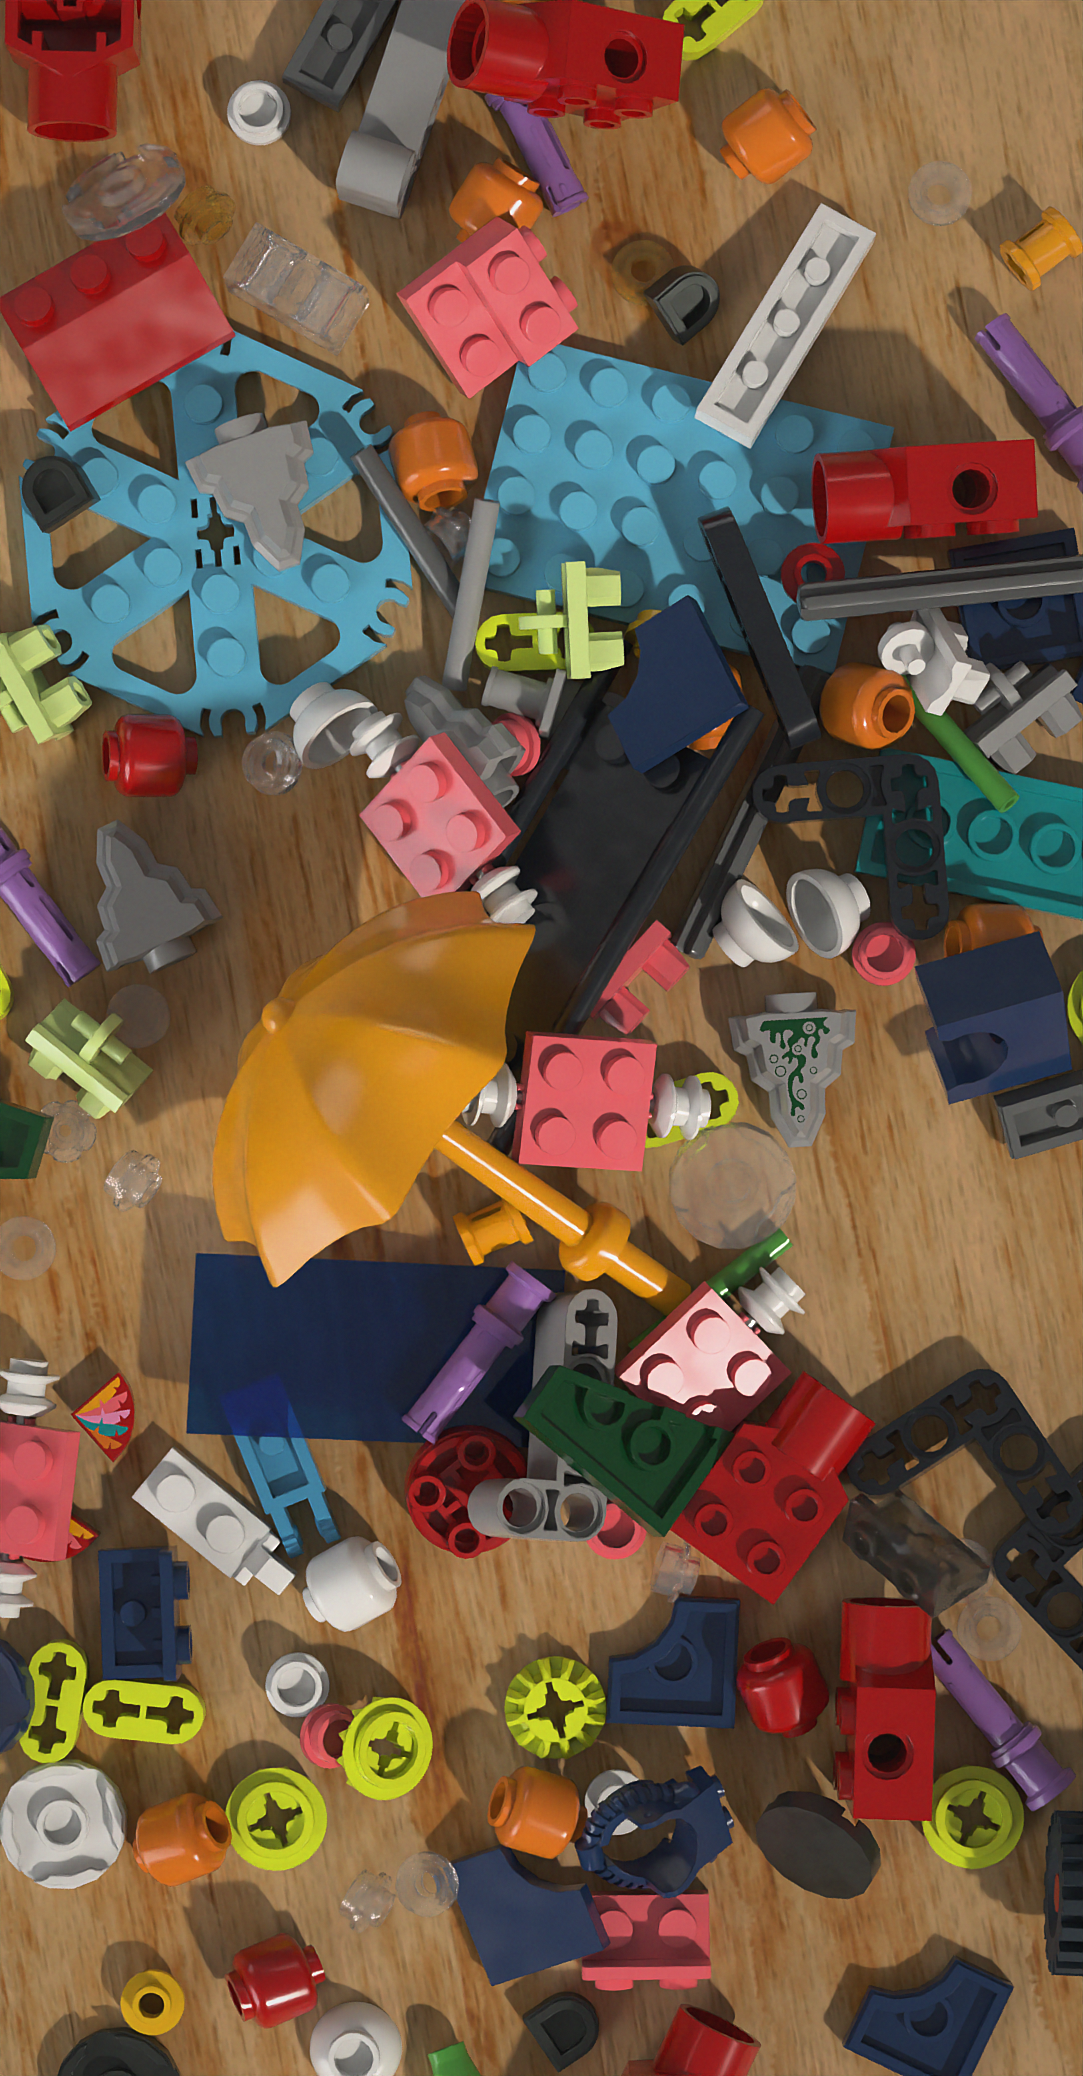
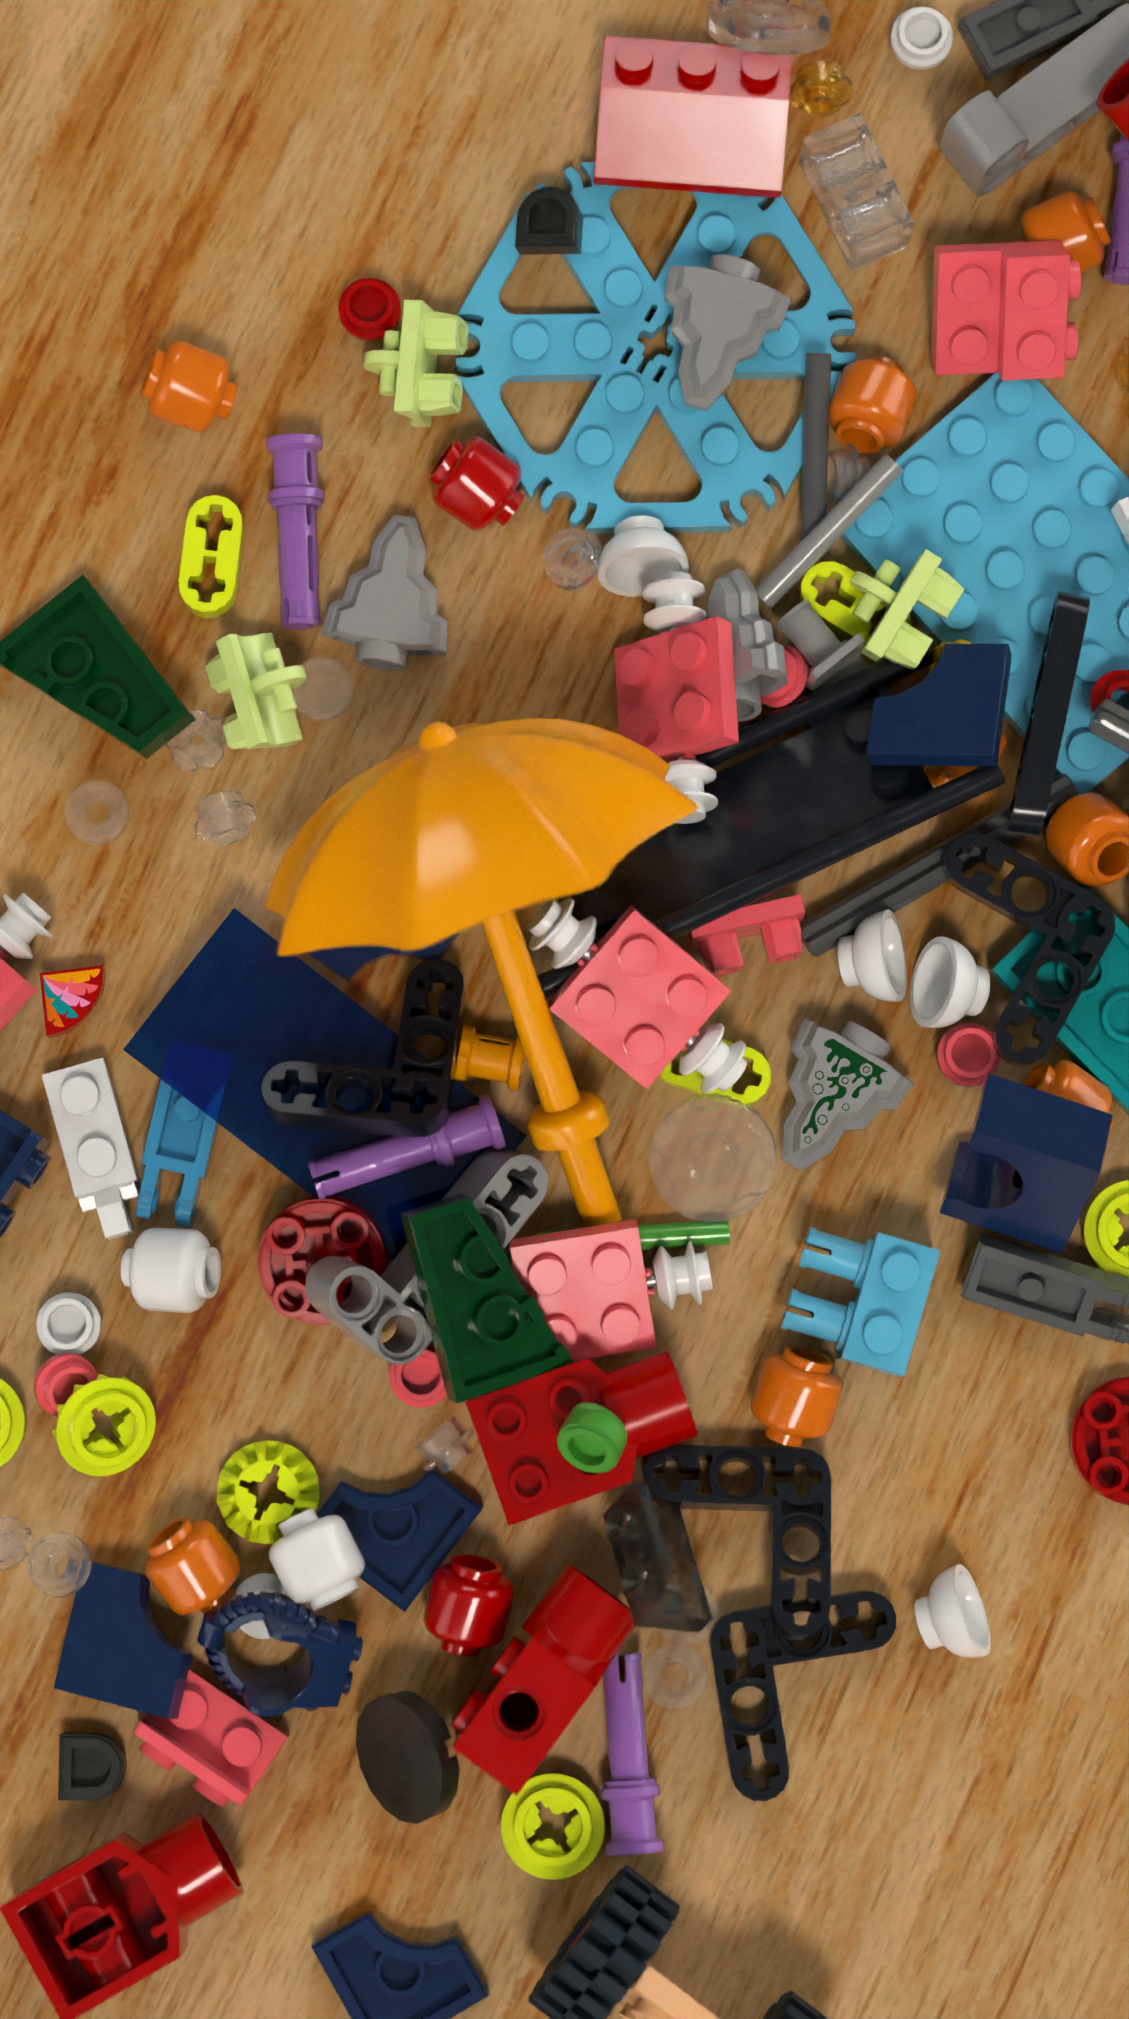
camera: 35 degrees right, 5 degrees down
(438, 1297) = (406, 1080): none -> black beam
(635, 1738) = (316, 1559): none -> white head
(794, 1489) = (592, 1438): none -> bright green tile
(933, 1333) = (796, 1395): none -> orange head
(958, 1210) = (888, 1303): none -> medium azure brick

